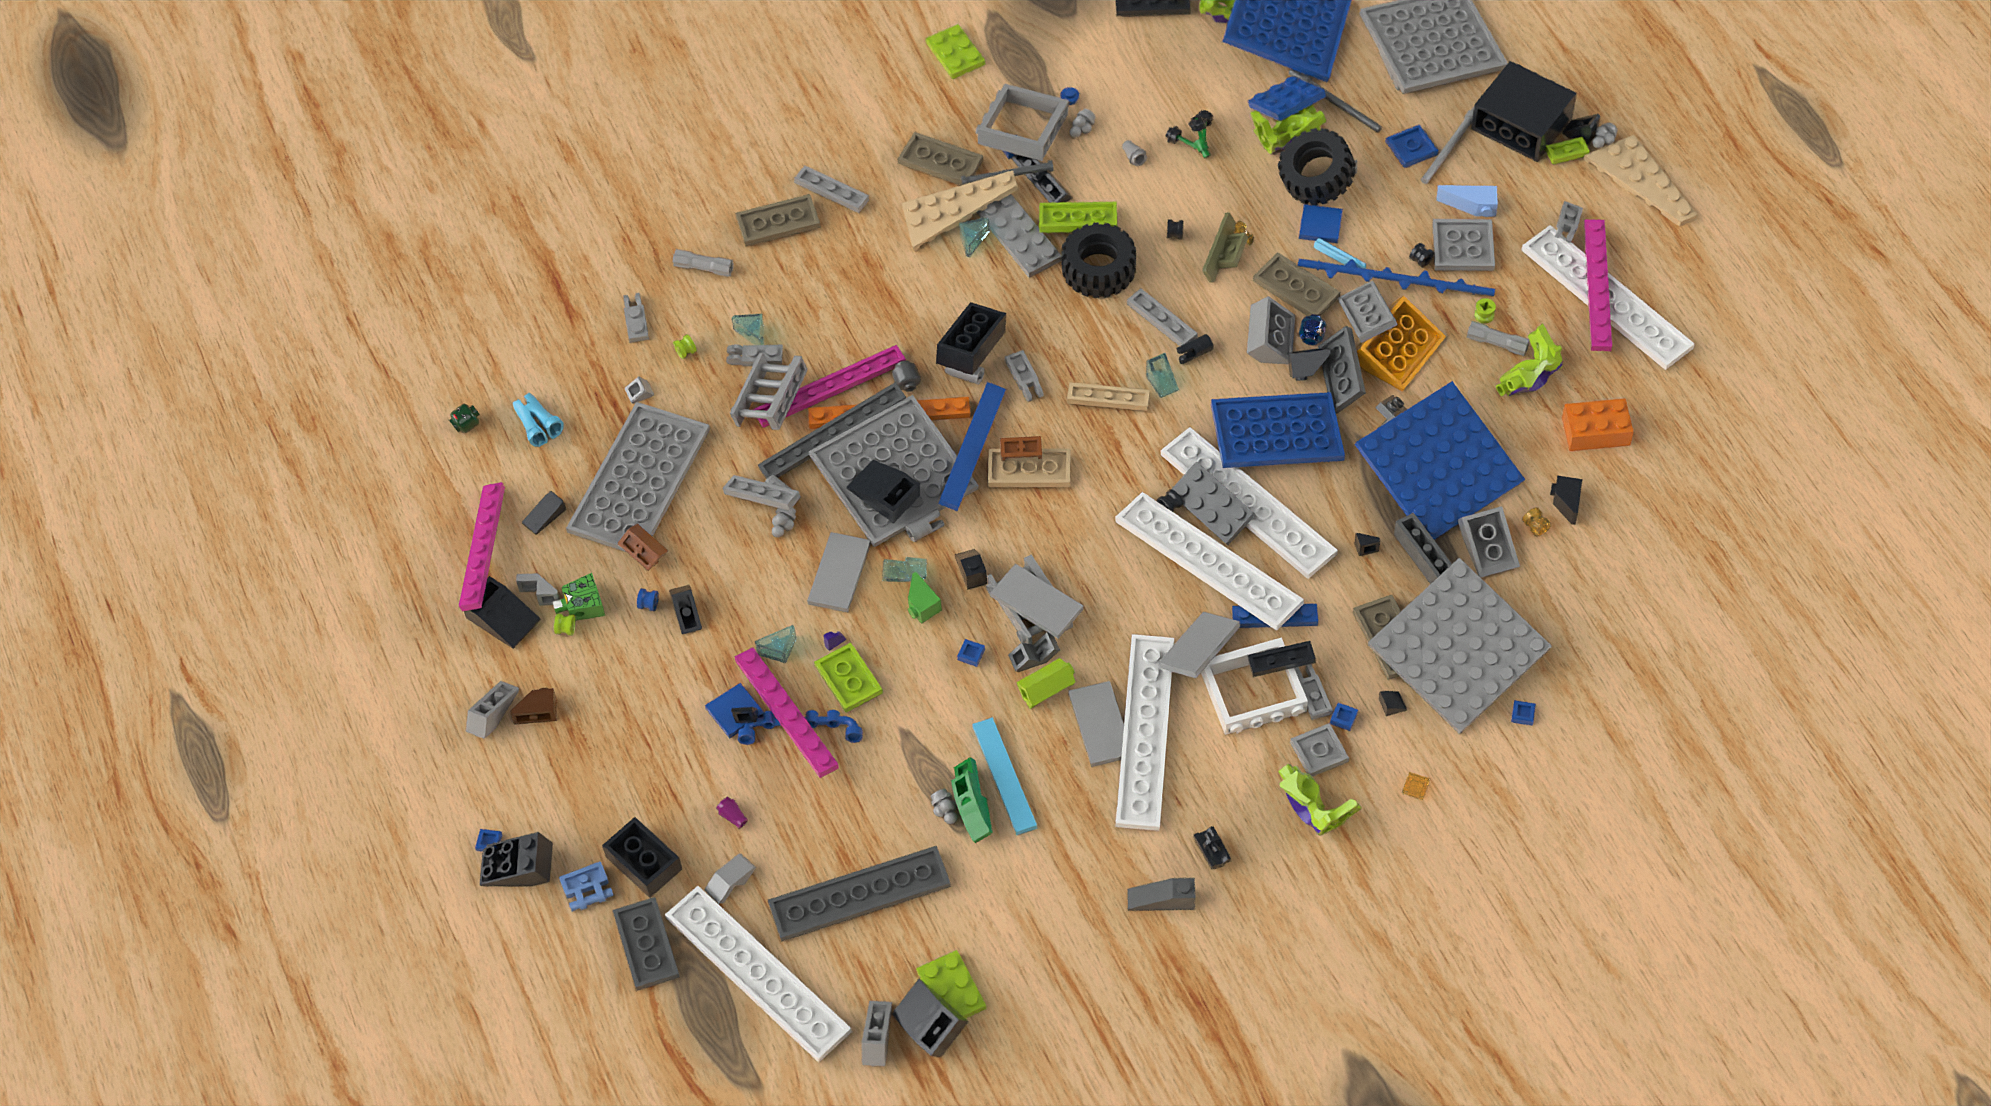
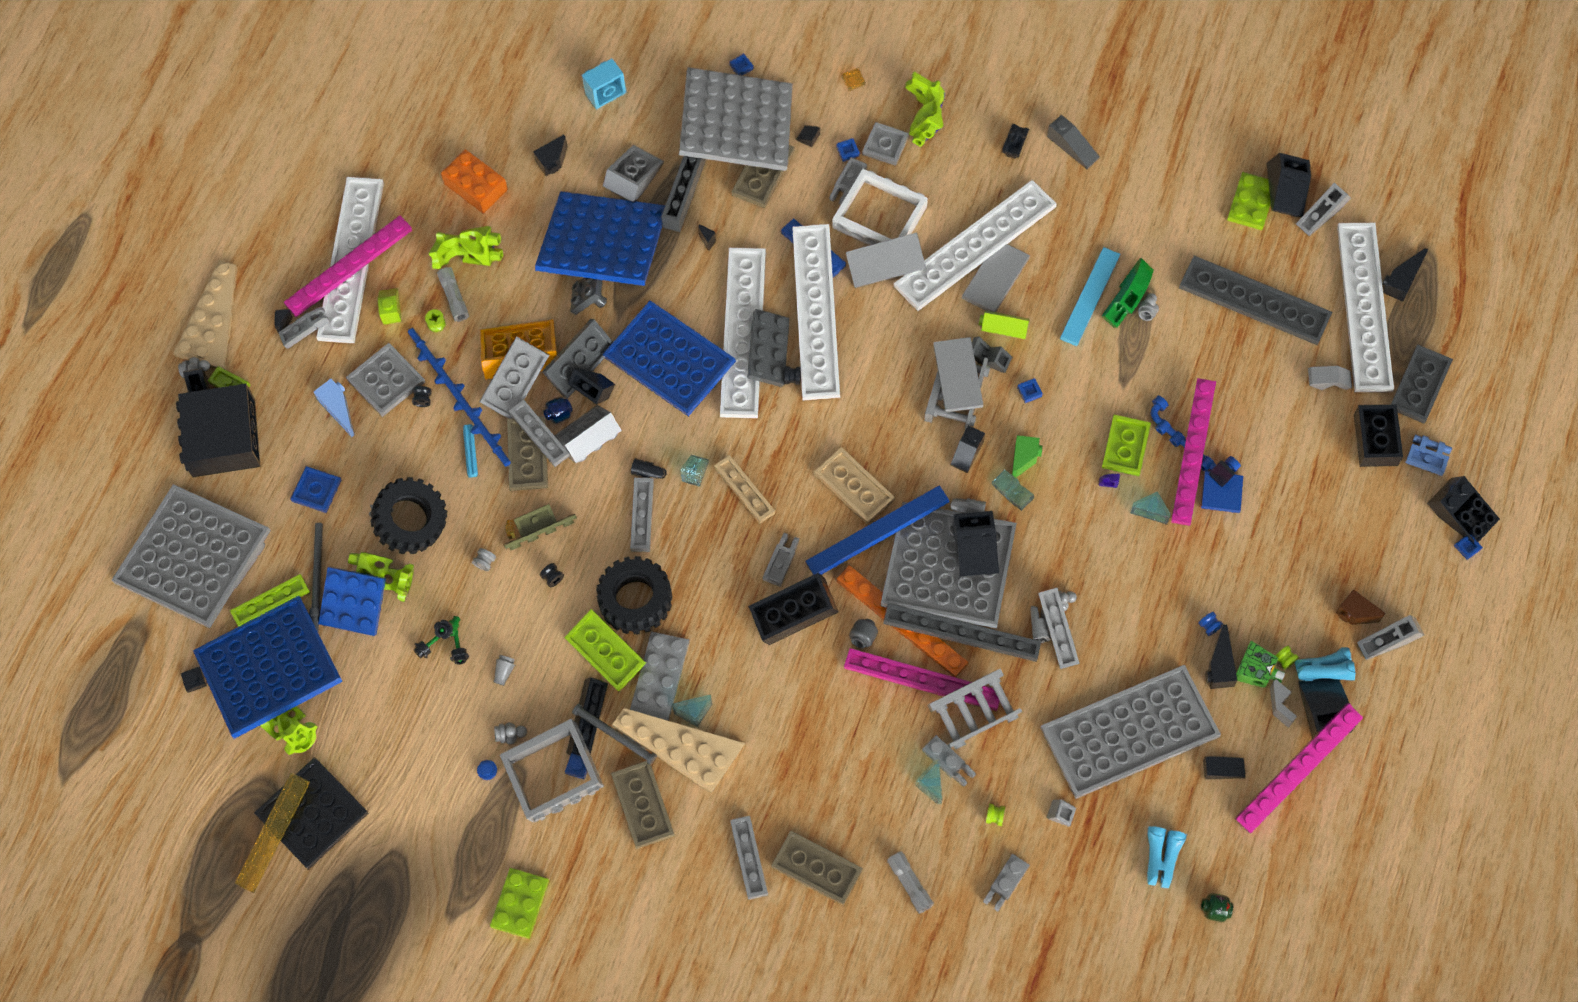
camera: 135 degrees left, 10 degrees up
(520, 658) = (1331, 666): none -> medium azure piece
(611, 578) = (1221, 669): none -> black slope
(642, 546) = (1180, 663): dark orange hinge -> none
(685, 609) = (1190, 594): black slope -> none
(730, 811) = (1289, 421): magenta cone -> none
(747, 1027) = (1402, 276): none -> black slope
(839, 572) = (1057, 529): light grey tile -> none
(1021, 447) = (851, 491): dark orange hinge -> none
(1234, 199) = (484, 559): none -> light grey wheel
(1281, 658) = (851, 200): black plate -> none
(1303, 295) = (539, 433): none -> light grey plate
(1320, 223) = (453, 486): blue tile -> none
(1344, 61) = (269, 600): none -> lime plate
(1449, 146) = (251, 471): light grey bar -> none
(1533, 290) = (389, 306): none -> lime slope
(1536, 521) = (589, 159): clear yellow wheel -> none
(1591, 211) = (282, 319): none -> black slope
(1604, 580) = (604, 83): none -> medium azure brick

